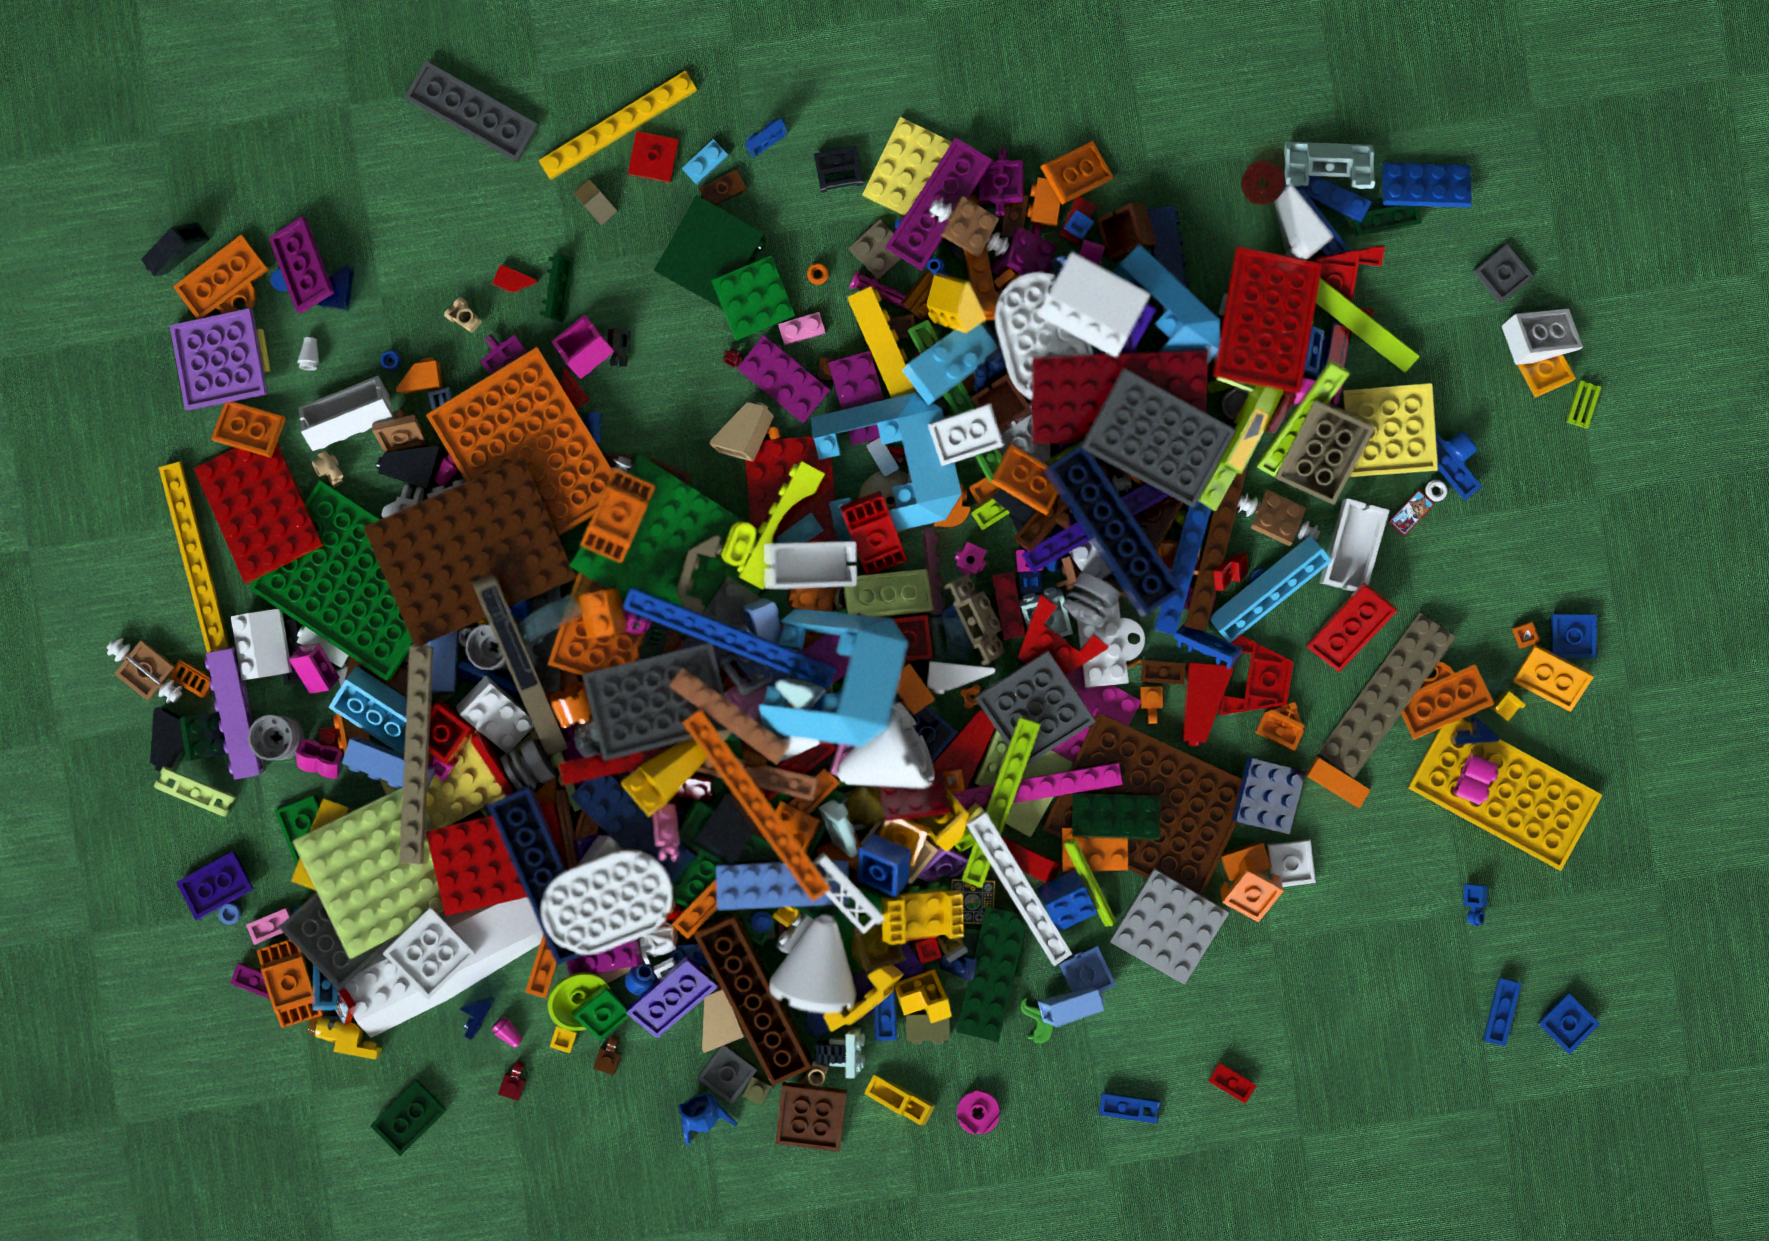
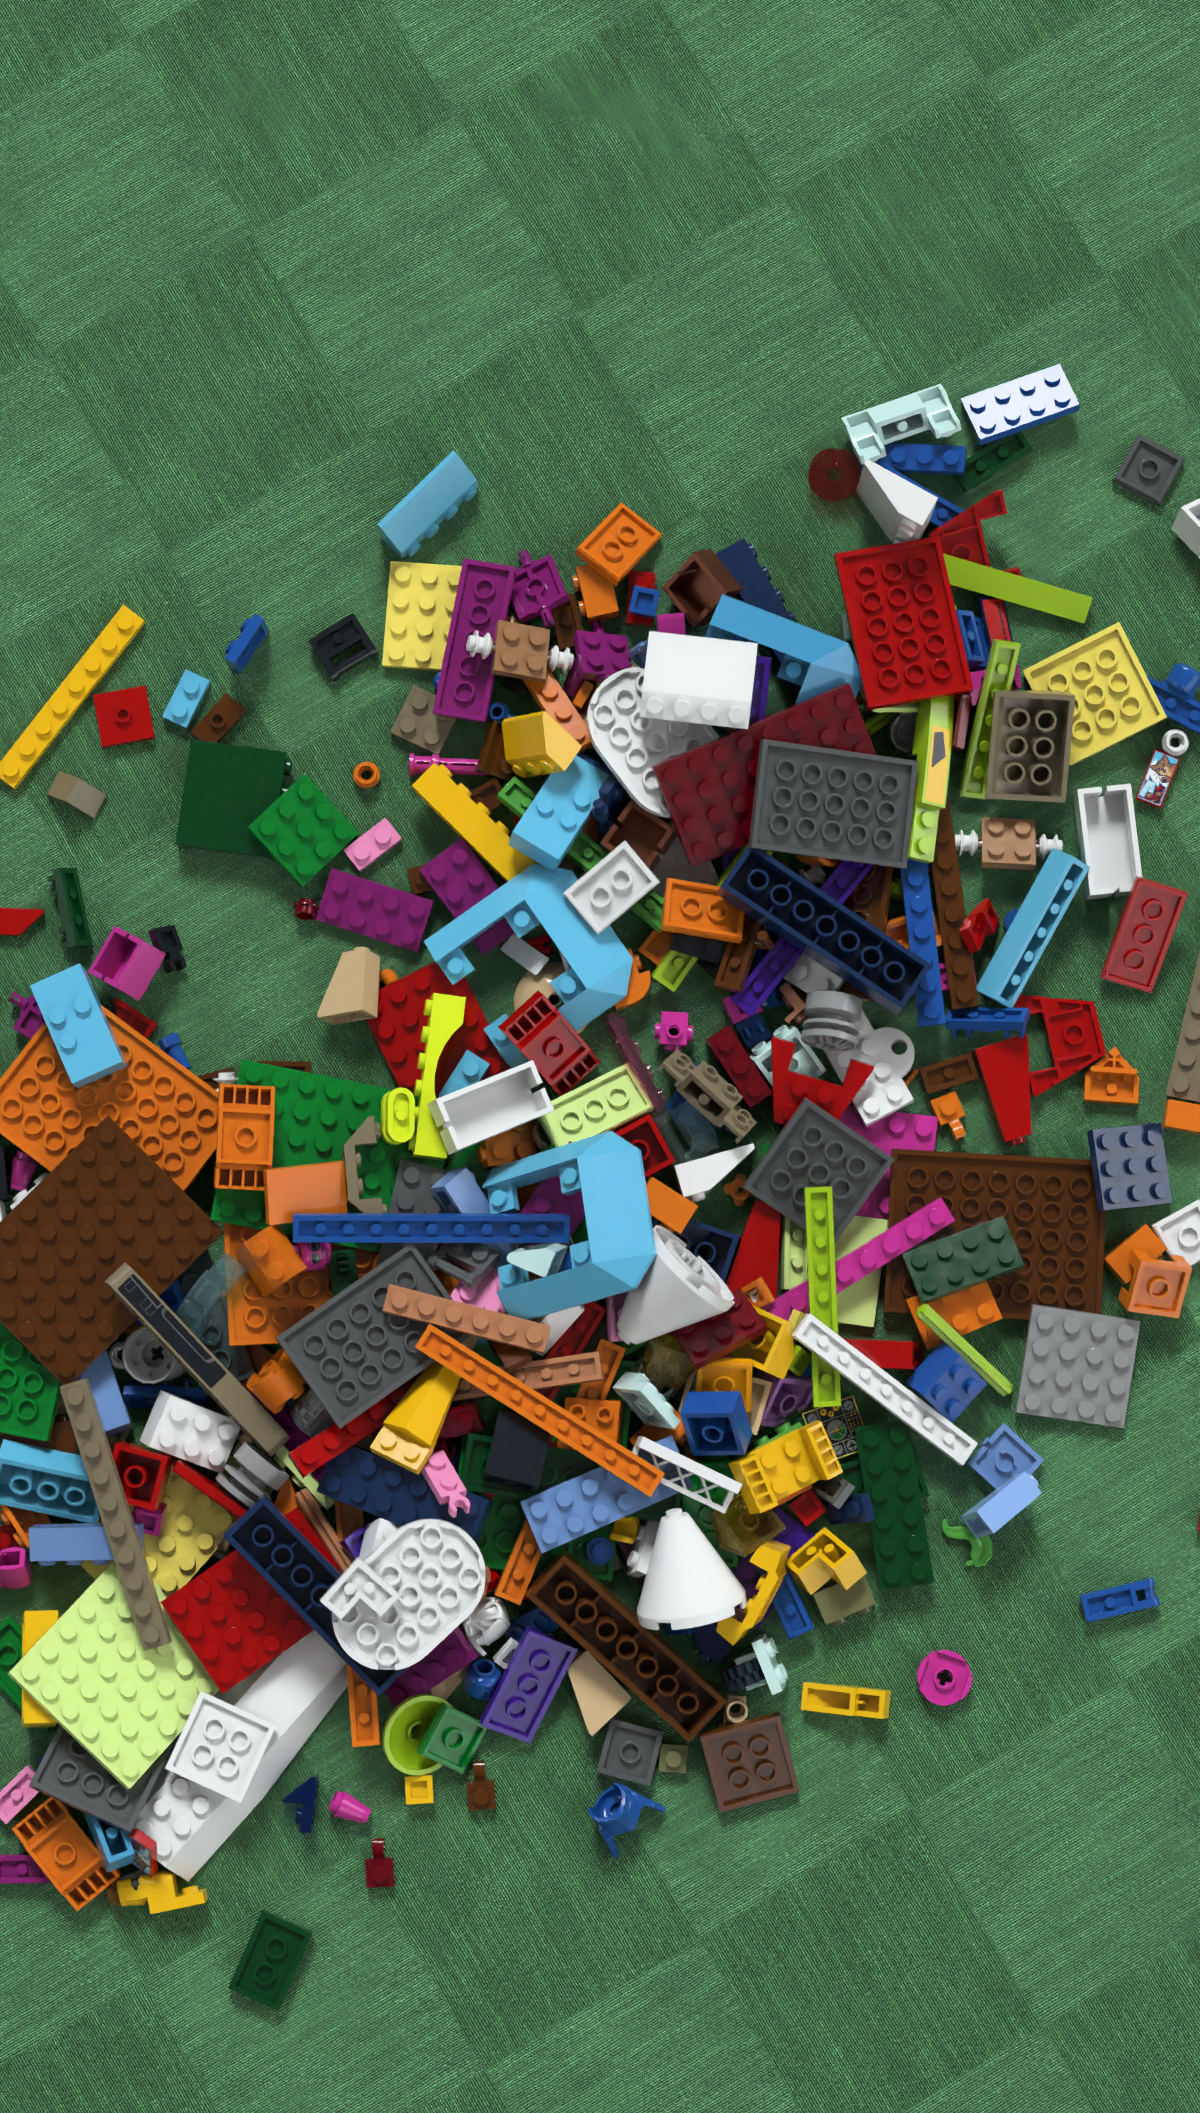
camera: 20 degrees left, 5 degrees down
(527, 380) = (78, 1026): none -> medium azure brick
(573, 881) = (359, 1583): none -> white plate
(647, 572) = (304, 1190): none -> orange tile
(944, 86) = (428, 506): none -> medium azure slope

